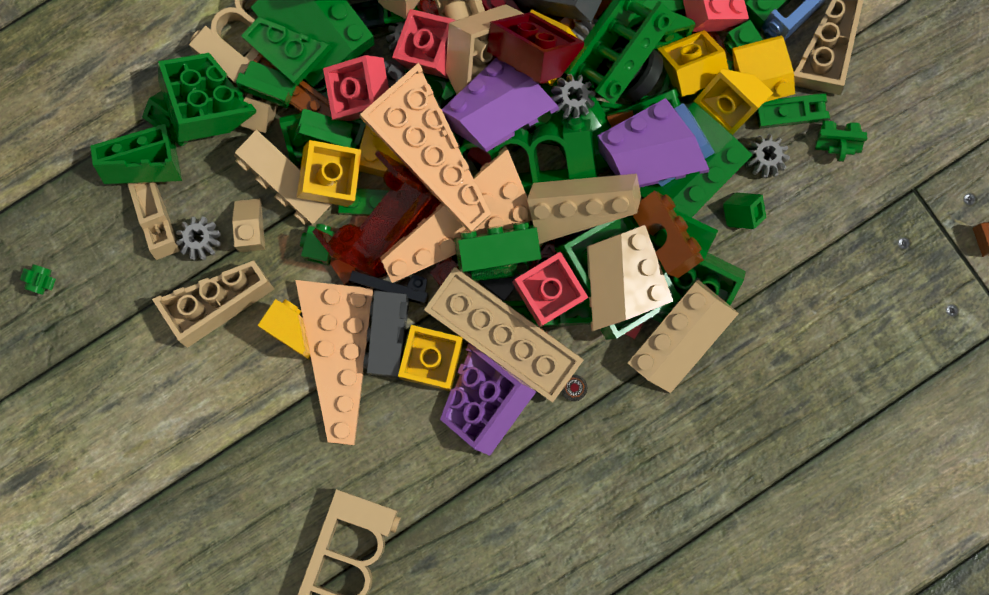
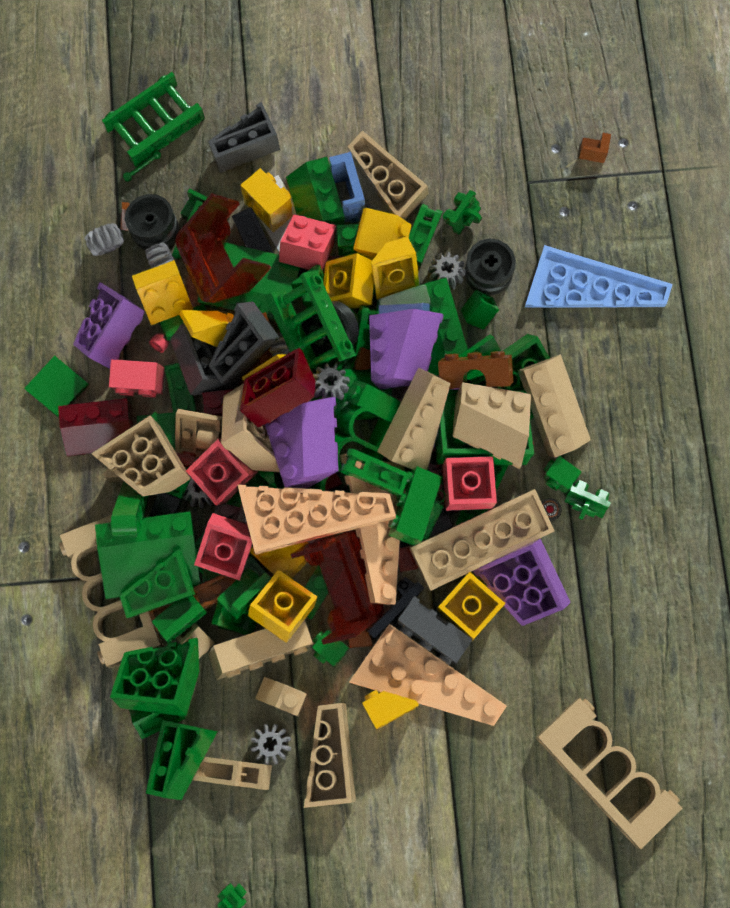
camera: 60 degrees left, 5 degrees down
(505, 189) = (375, 472): none -> green plate
(600, 420) = (586, 502): none -> green hips
(615, 380) = (560, 474): none -> green brick
(810, 193) = (490, 266): none -> pearl dark grey wheel
(834, 298) = (580, 282): none -> light blue wing

